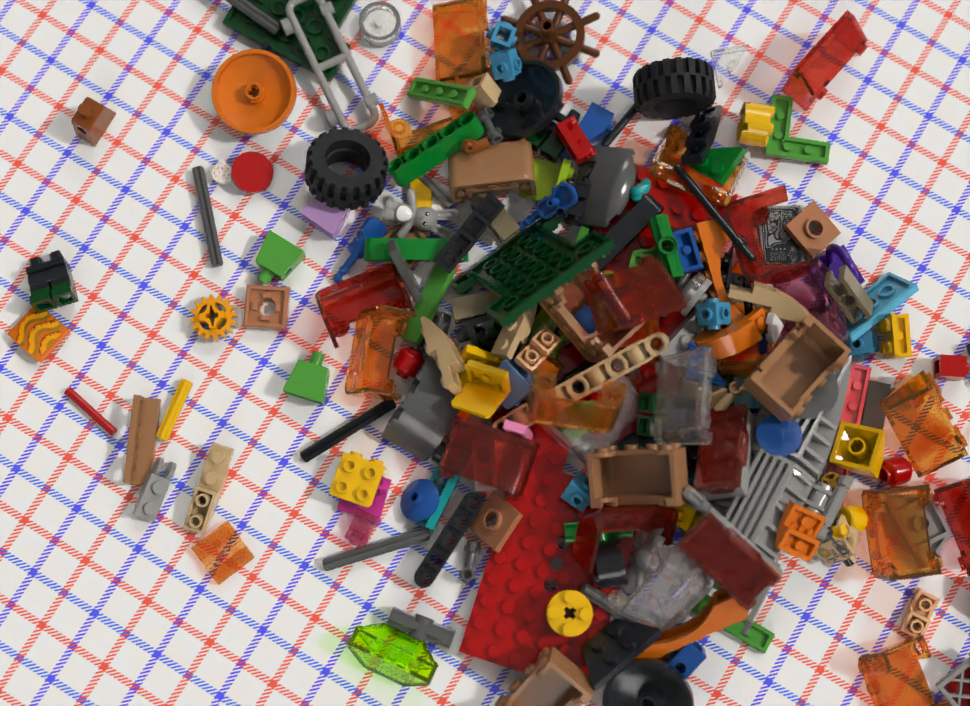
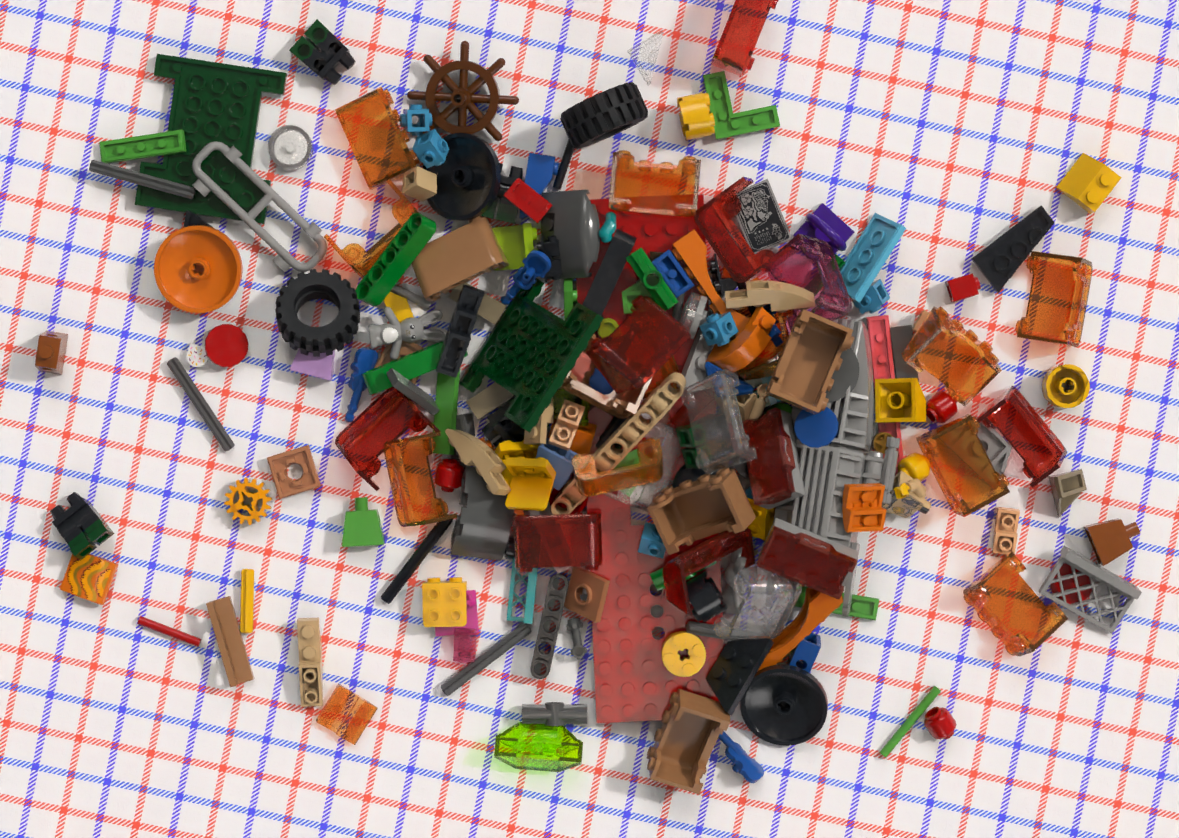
camera: 20 degrees left, 10 degrees up
(154, 490) = (260, 682): light grey hinge -> none
(277, 258) = (285, 421): bright green torso -> none
(426, 501) = (515, 596): blue dish -> none
(441, 93) = (380, 201): bright green tile -> none
(471, 146) = (428, 247): dark orange arm -> none
(494, 134) = (429, 210): dark grey bar -> none
(517, 429) = (581, 509): bright pink tile -> none
(696, 500) = (762, 514): light grey axle -> none
(702, 136) = (648, 150): black slope -> none
(720, 163) = (672, 175): green wing -> none
(738, 242) = (718, 251): black bar -> none
(774, 327) = (779, 322): white tile -> none
(799, 230) = (773, 205): nougat piece -> none
(848, 294) = (840, 260): dark tan piece -> none
(895, 336) = (901, 277): yellow bracket -> none

